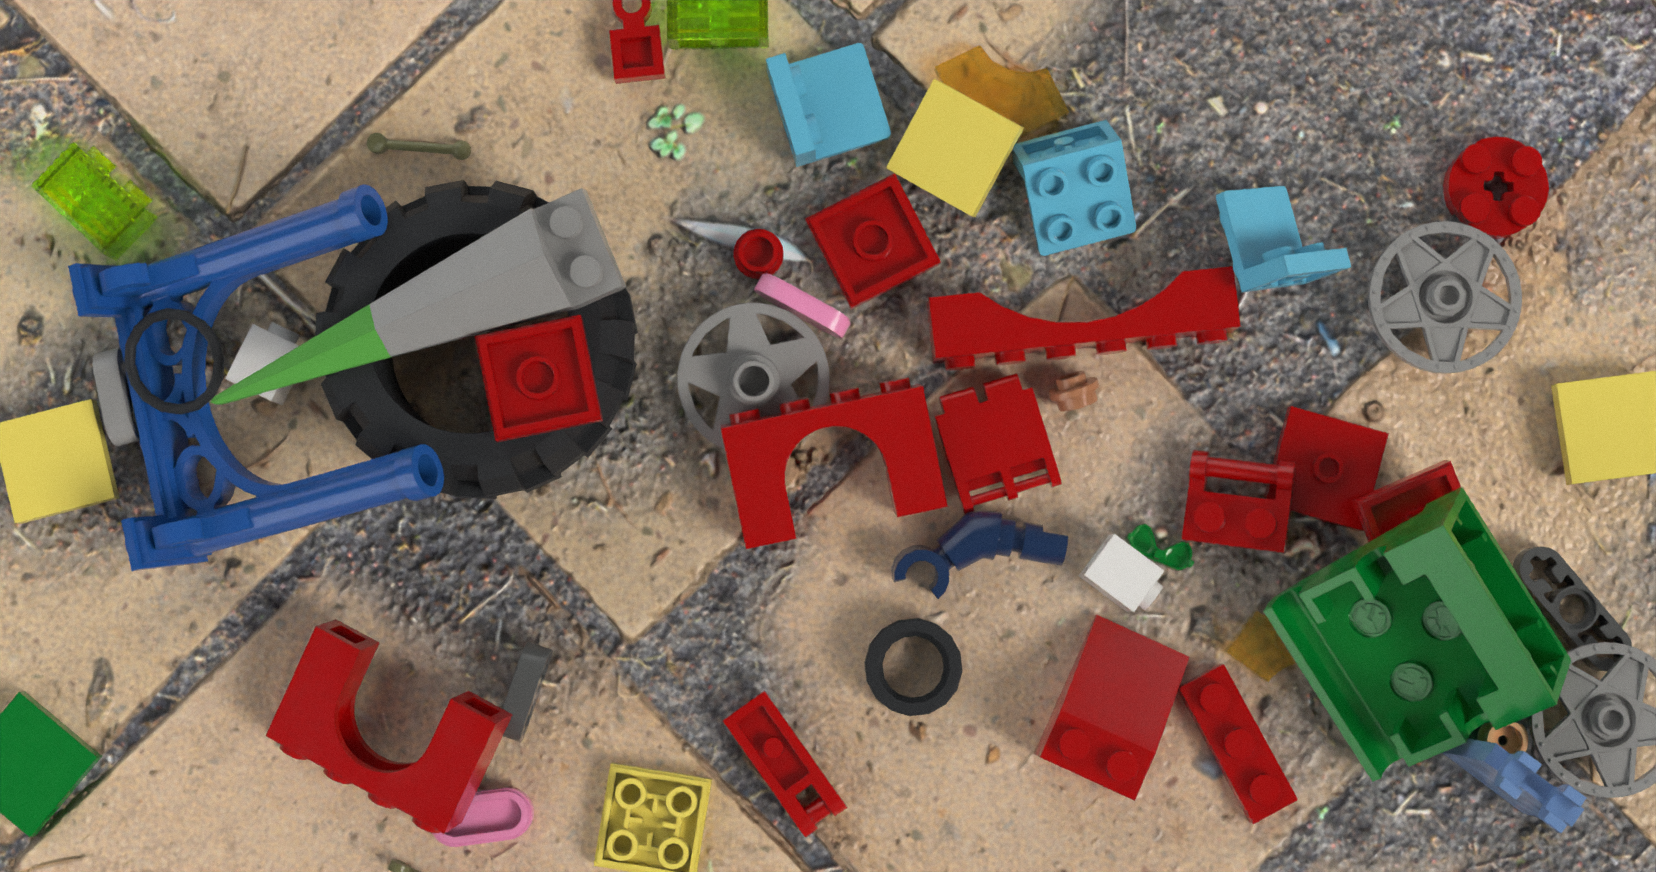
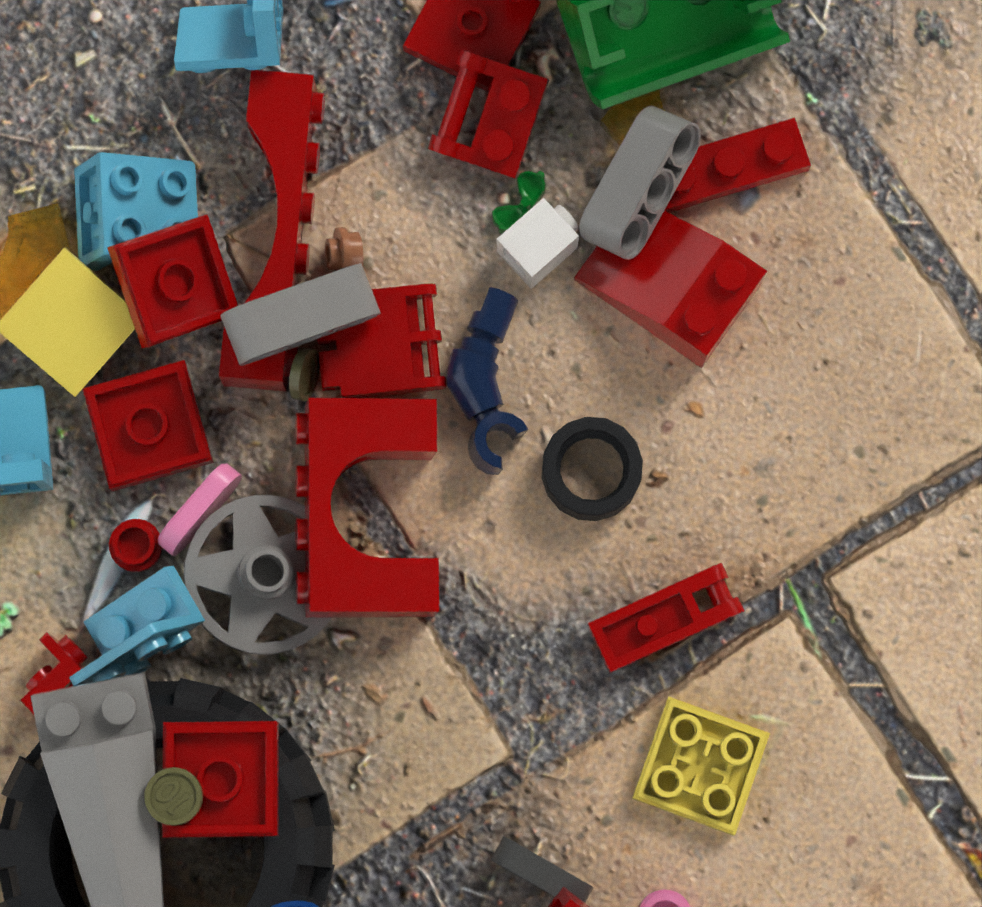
camera: 75 degrees left, 5 degrees down
(512, 338) = (173, 796): none -> olive piece
(613, 207) = (55, 678): none -> red bracket
(678, 275) = (139, 625): none -> medium azure bracket
(949, 377) = (304, 374): none -> olive piece
(1000, 362) = (300, 314): none -> light grey beam
(1013, 236) = (173, 280): none -> red plate
(1199, 661) = (639, 182): none -> light grey beam

